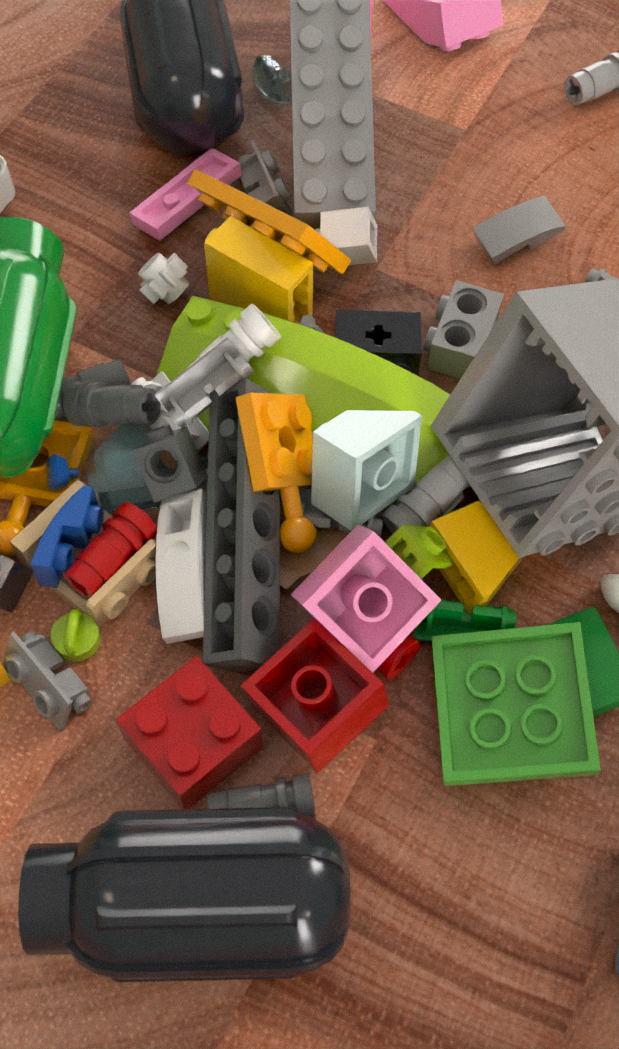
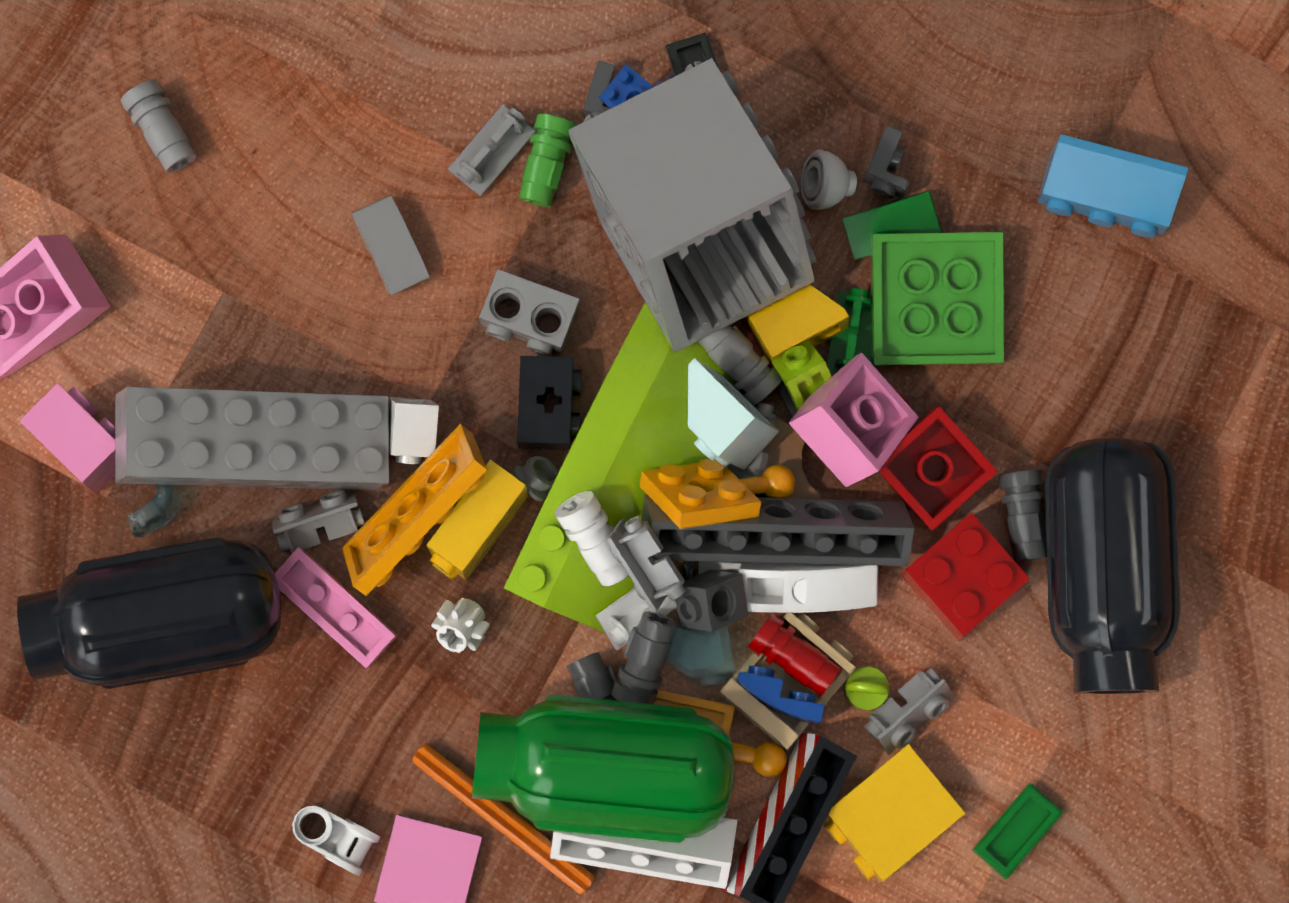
camera: 90 degrees left, 20 degrees up
(58, 472) = (712, 710): blue rock -> none

